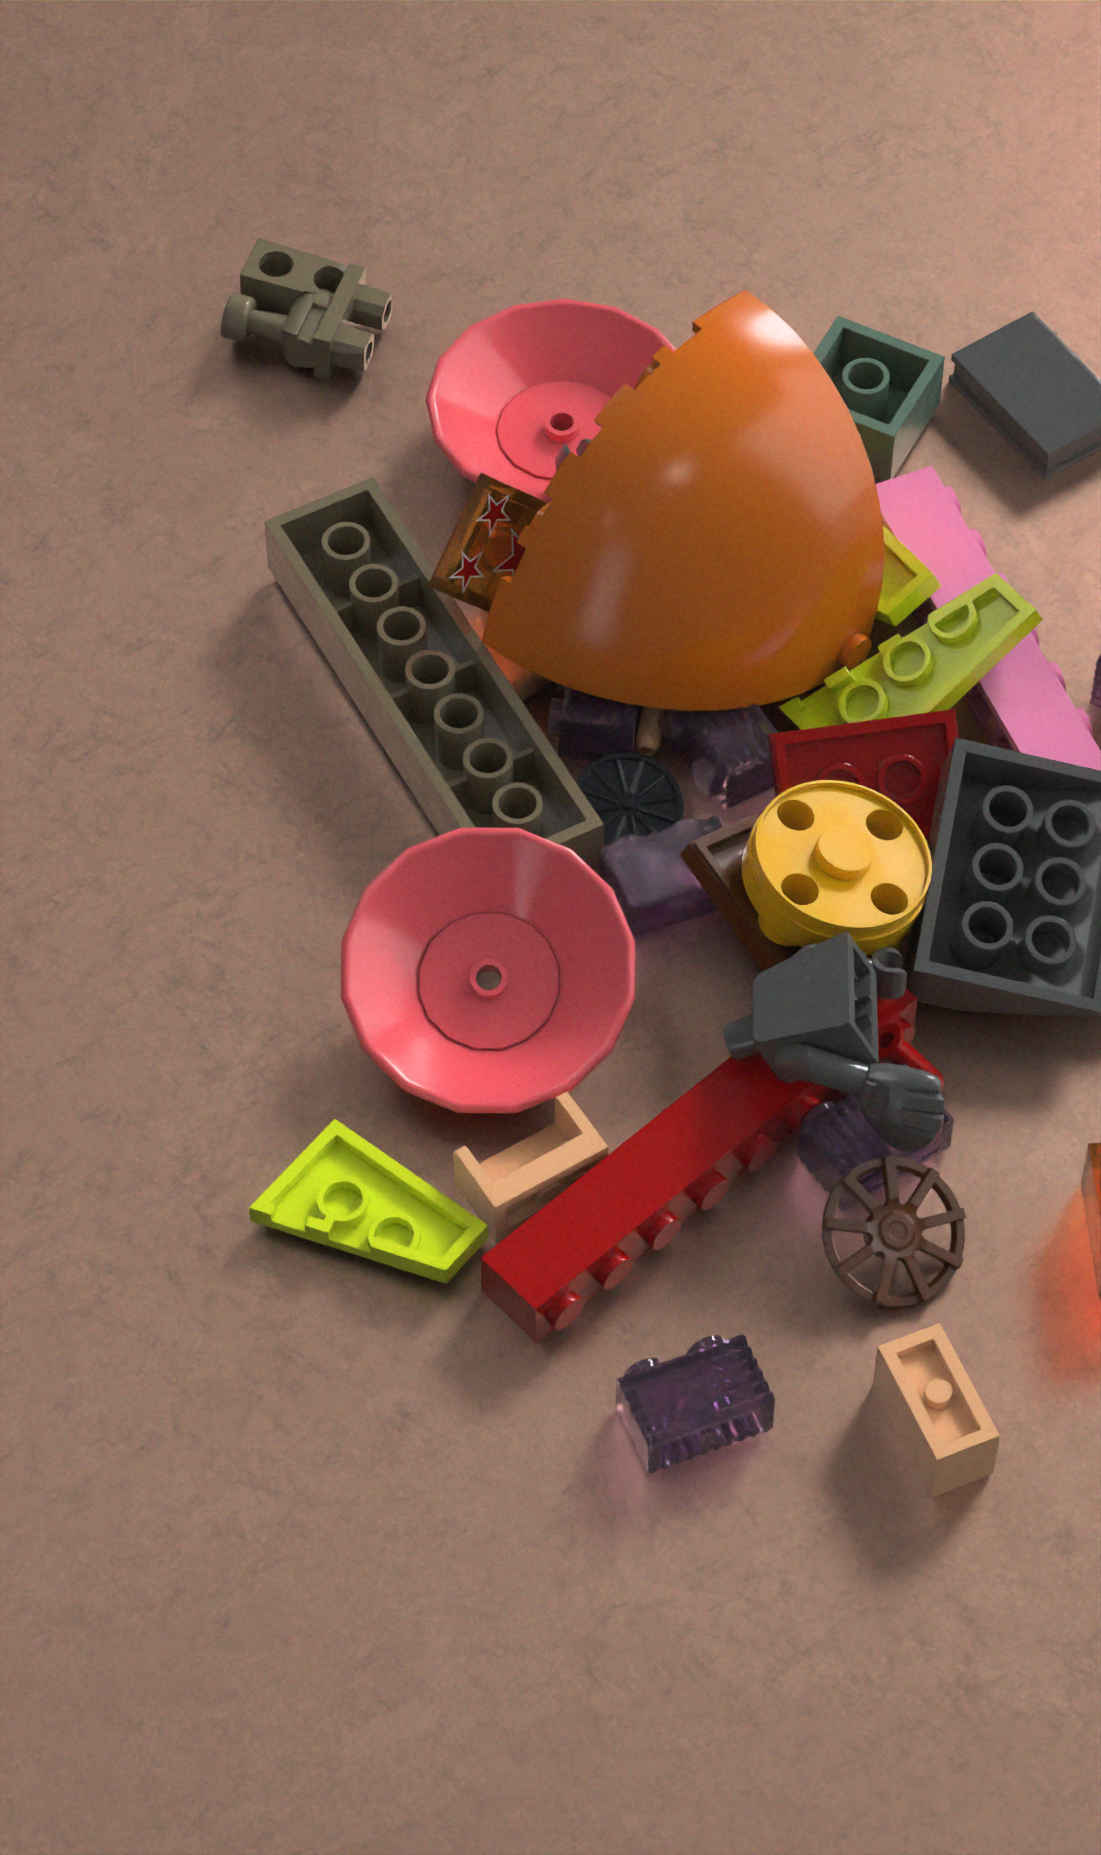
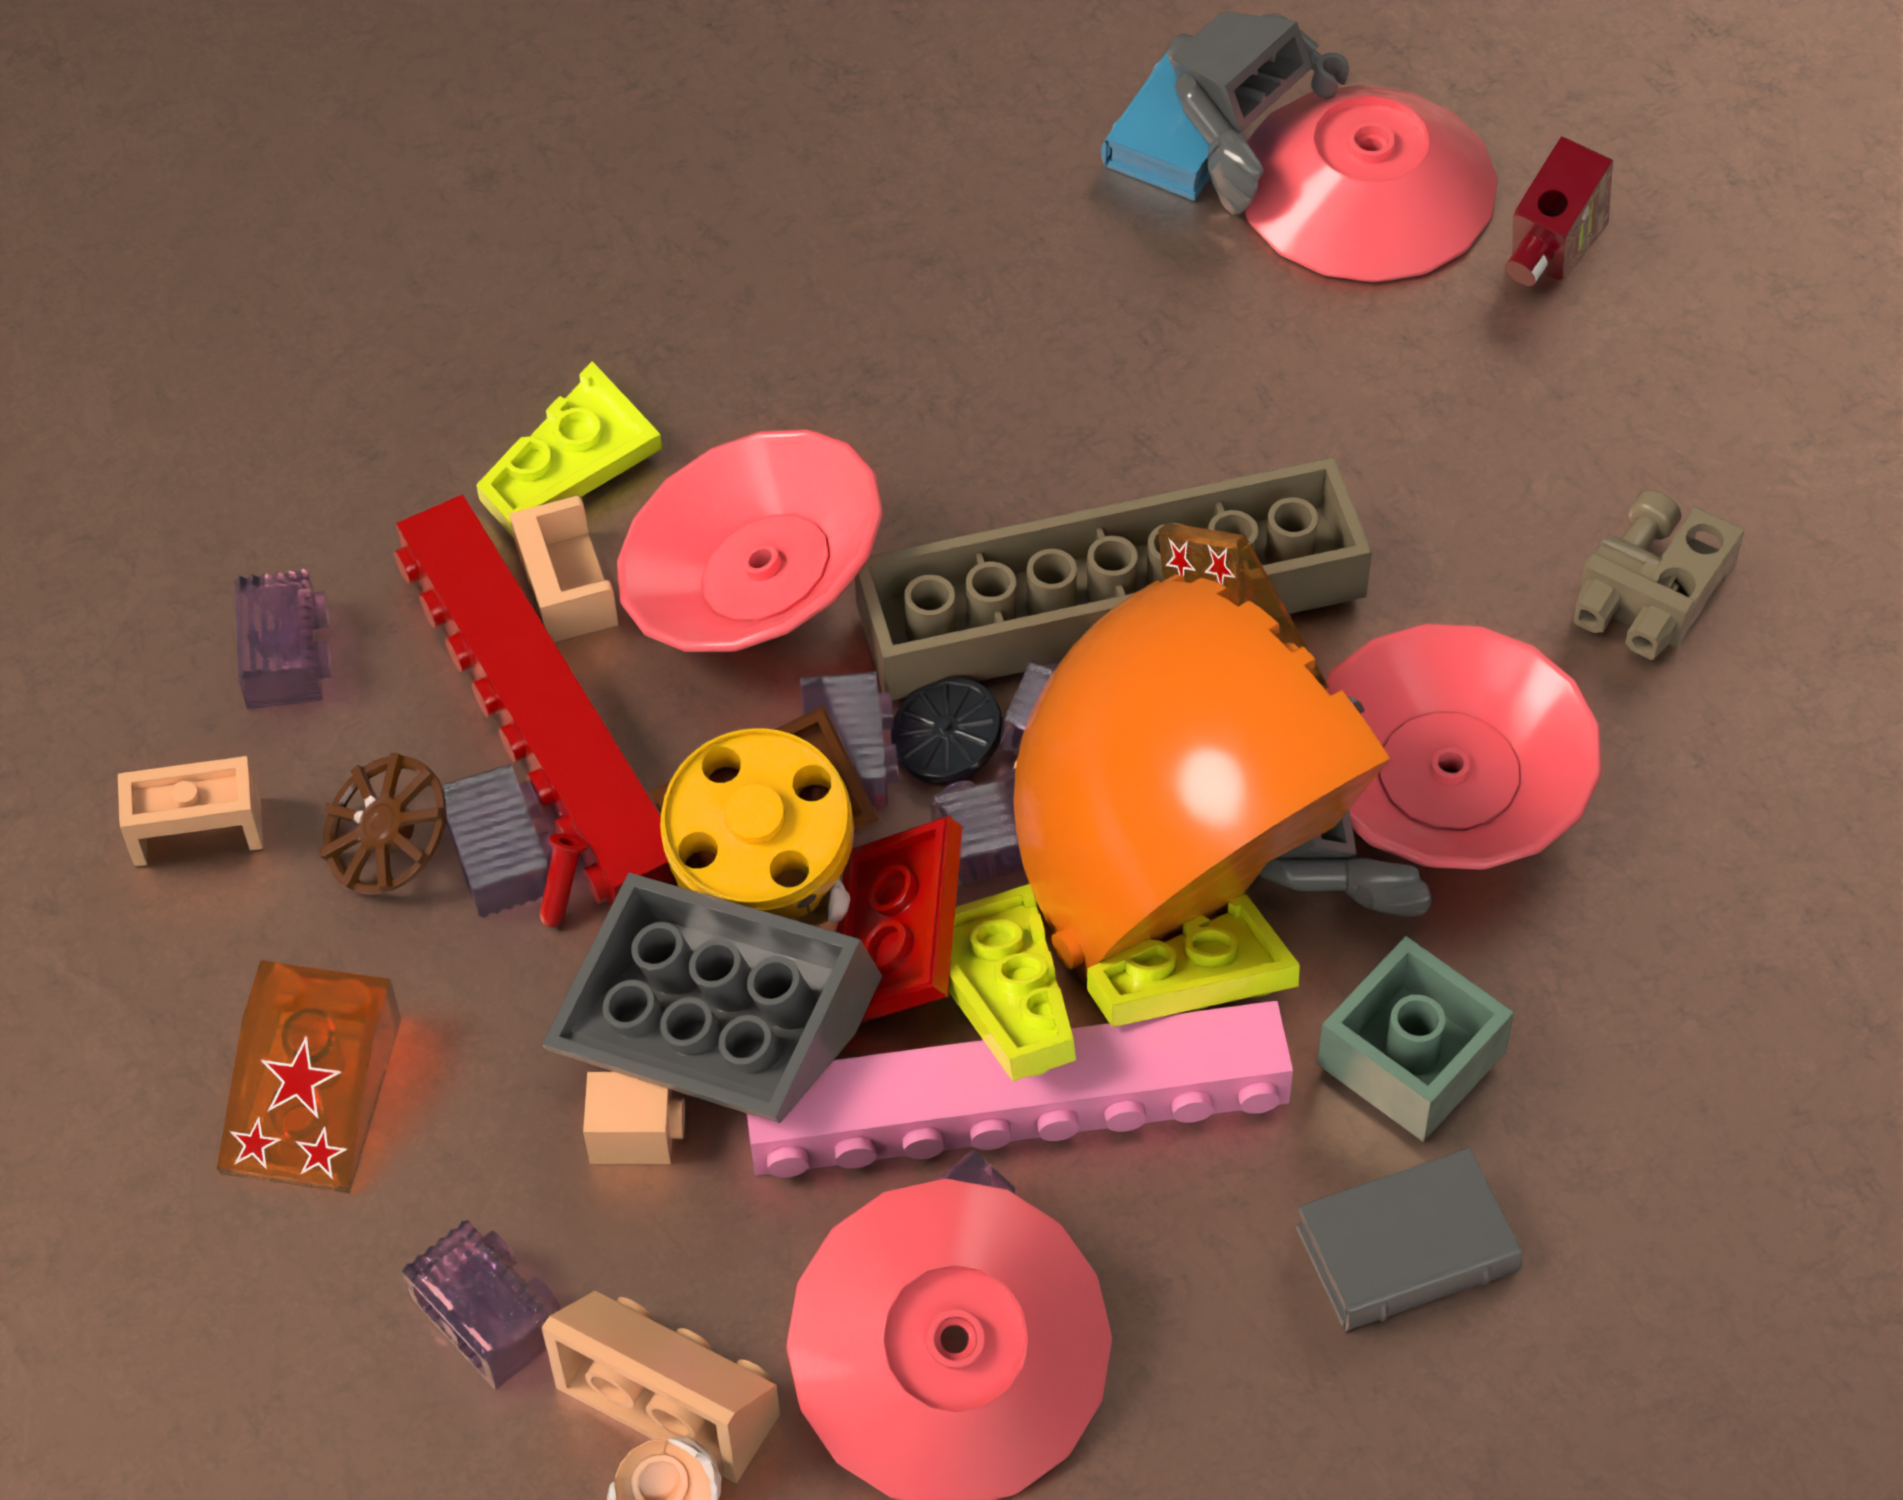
camera: 105 degrees right, 0 degrees up
(820, 1027) = (570, 754): dark grey torso -> none

